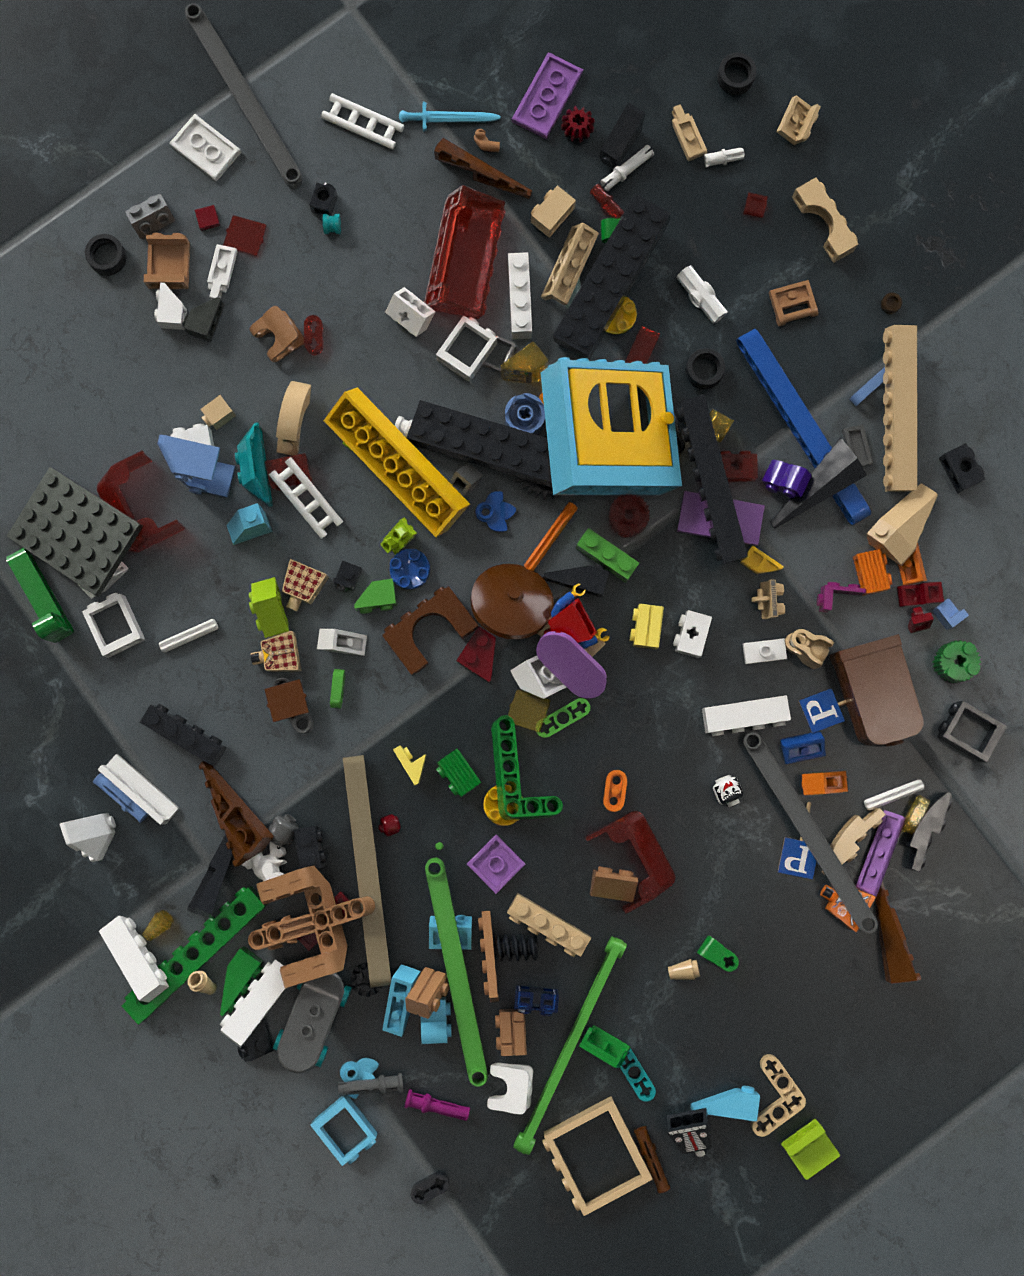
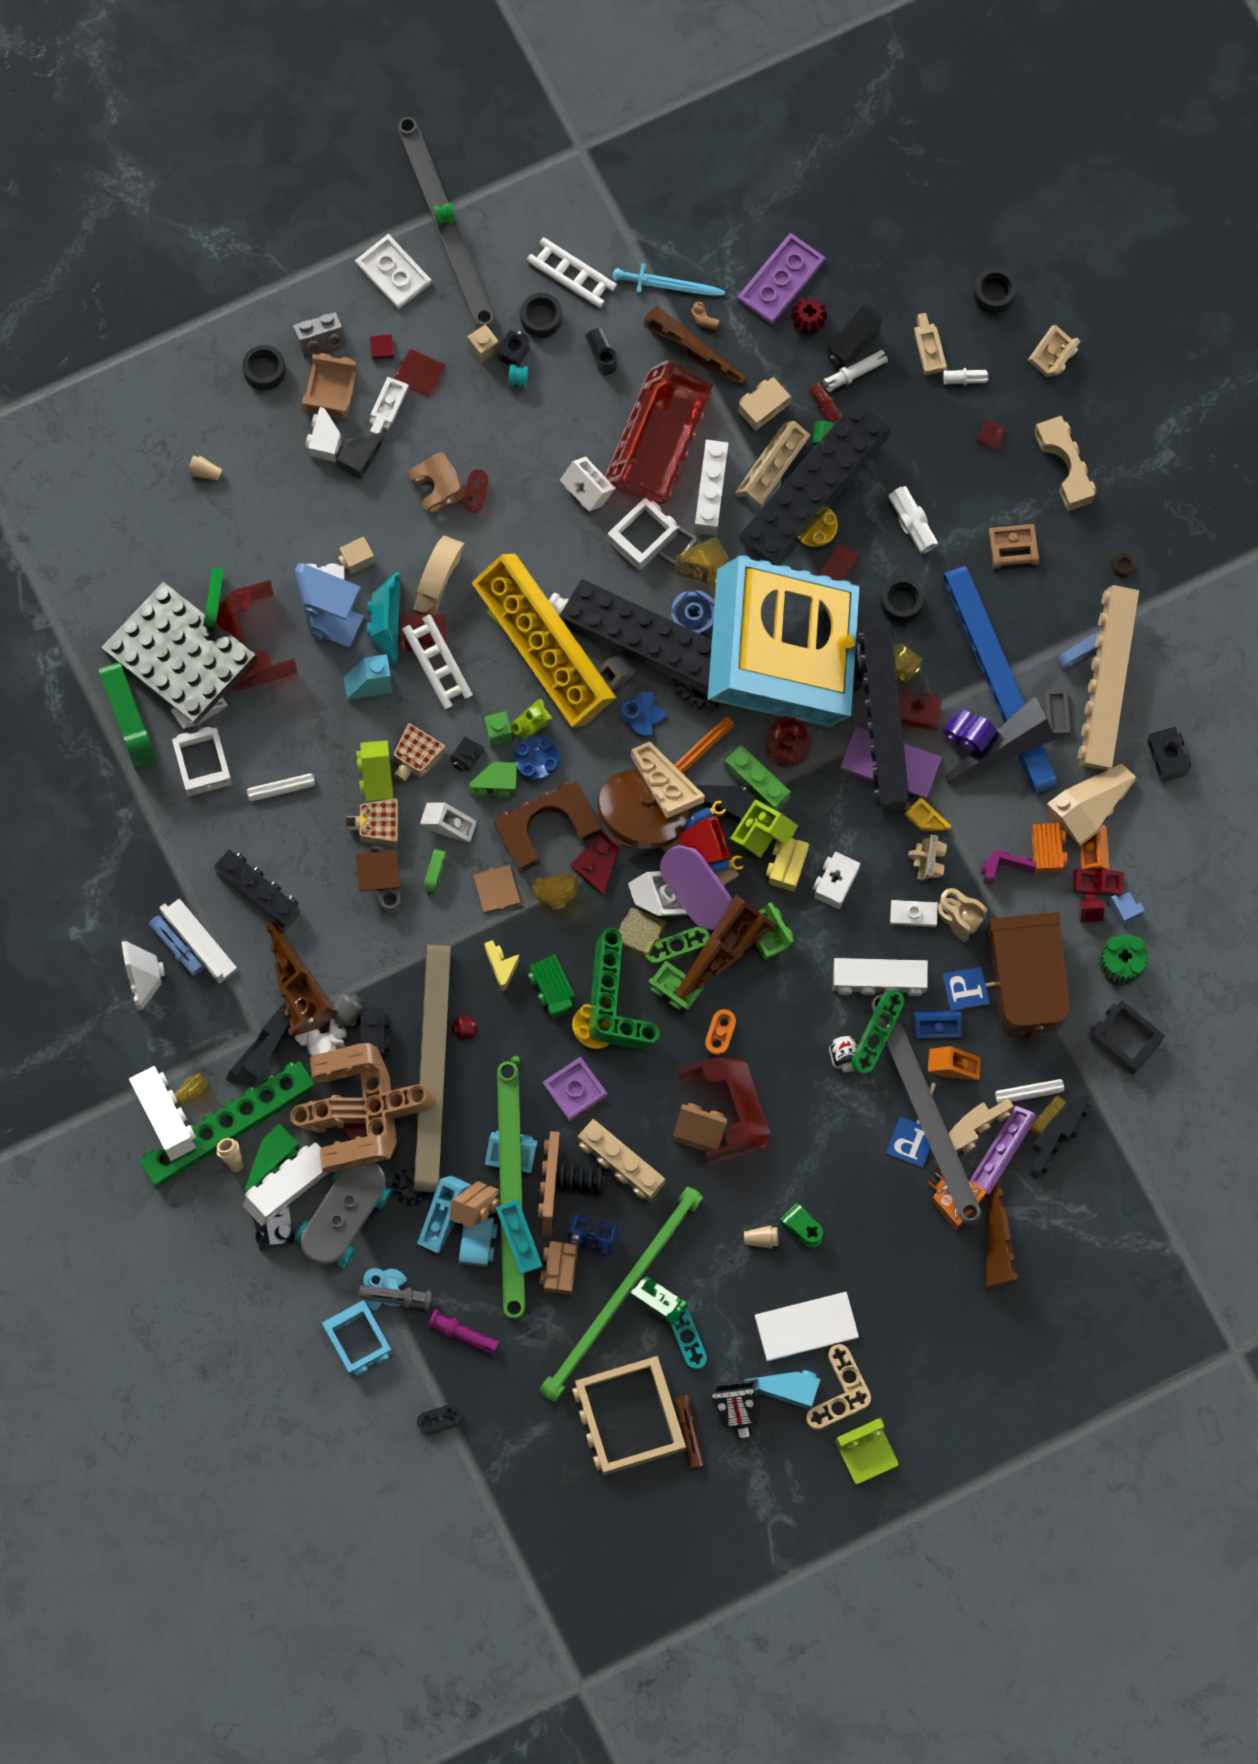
camera: 10 degrees right, 10 degrees down
(67, 356) = (203, 468): none -> tan cone
(94, 476) = (213, 597): none -> green beam
(239, 86) = (444, 214): none -> green wheel
(295, 199) = (483, 343): none -> tan brick
(342, 179) = (543, 299): none -> black tyre
(370, 549) = (498, 728): none -> bright green brick
(395, 693) = (496, 889): none -> medium nougat piece
(401, 187) = (601, 350): none -> black piece
(447, 687) = (556, 889): none -> clear yellow cylinder
(470, 795) = (560, 1009): none -> green tile
(471, 1016) = (519, 1236): none -> teal plate
(519, 1088) = (557, 1327): white piece -> none
(529, 575) = (666, 782): none -> tan wing
(568, 756) = (668, 981): none -> bright green bracket
(612, 701) = (735, 932): none -> reddish brown wedge
(619, 598) = (761, 826): none -> lime brick
(641, 691) = (777, 940): none -> bright green bracket
(737, 1043) = (806, 1326): none -> white tile
(751, 768) = (874, 1029): none -> green beam

